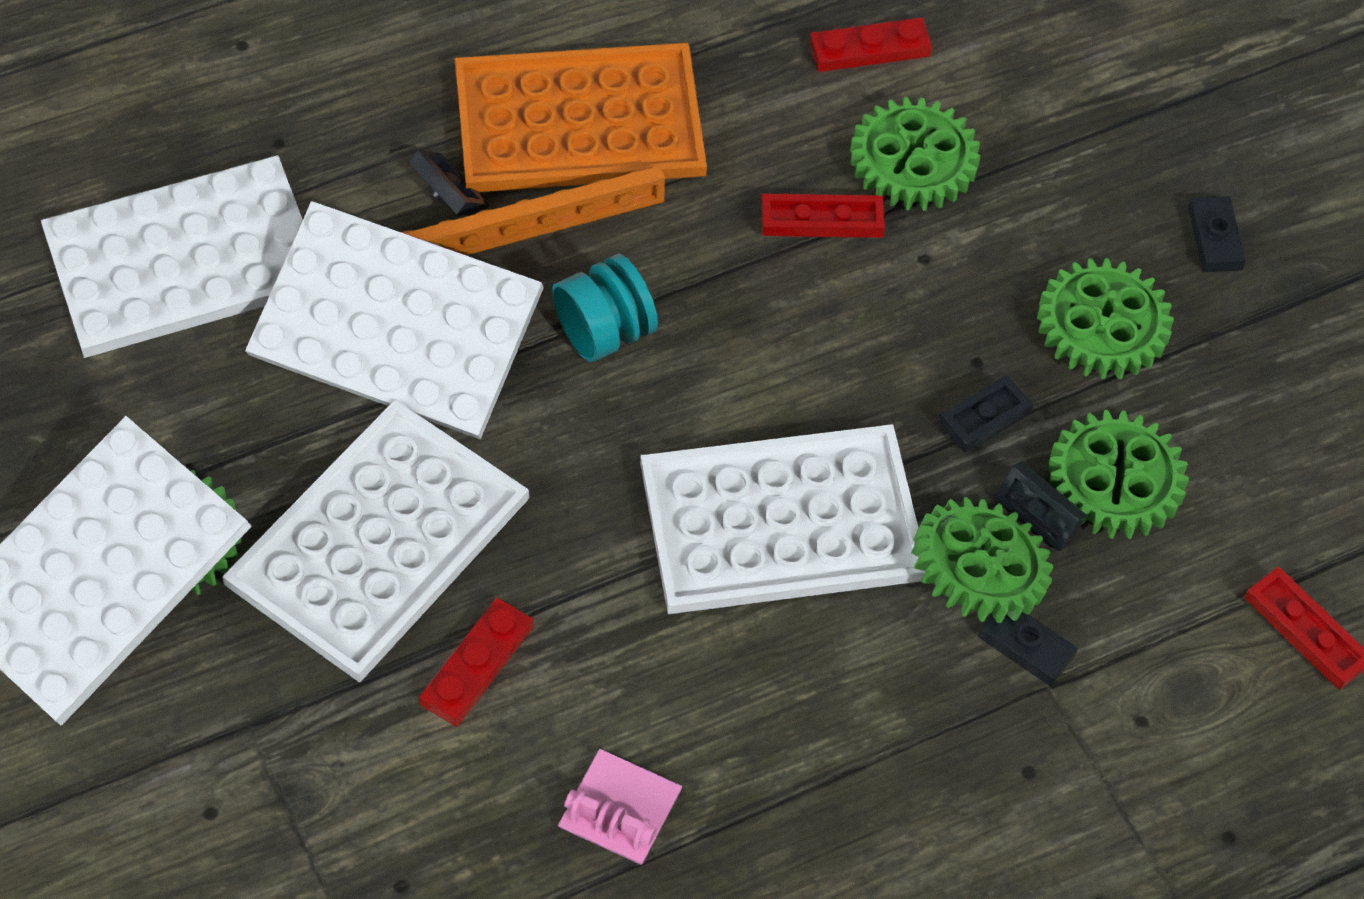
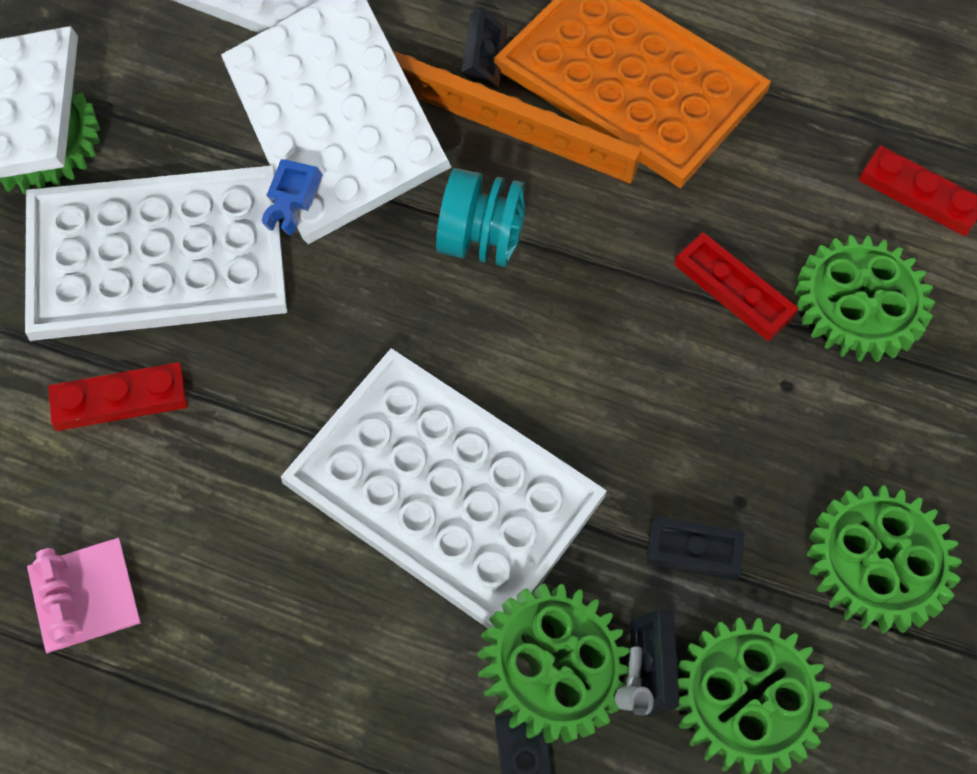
camera: 45 degrees right, 5 degrees up
(443, 401) = (290, 190): none -> blue plate
(1049, 537) = (633, 695): none -> light grey hand

